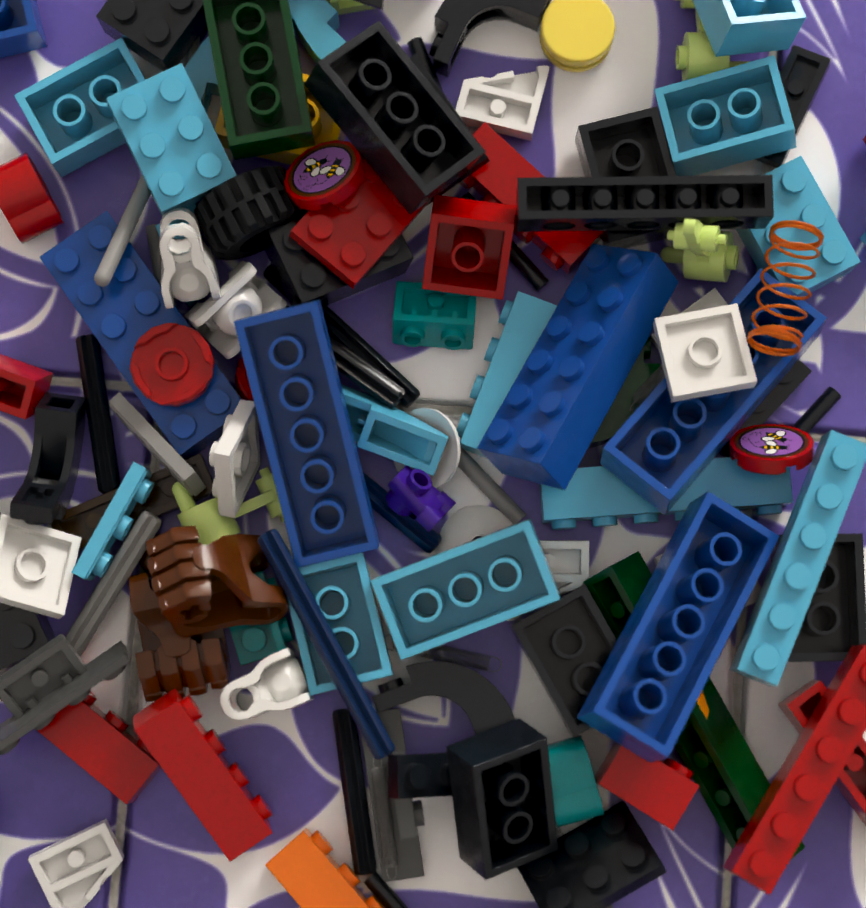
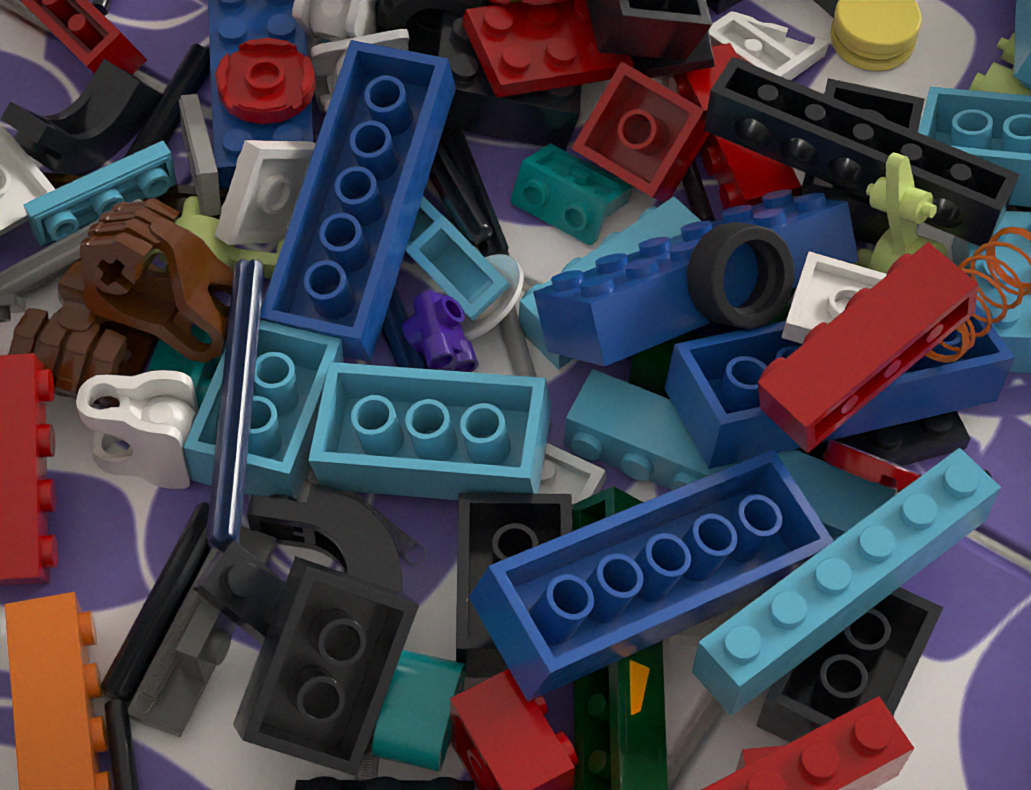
camera: 25 degrees right, 25 degrees down
(602, 366) = (772, 284): none -> black tyre
(745, 398) = (866, 345): none -> red brick

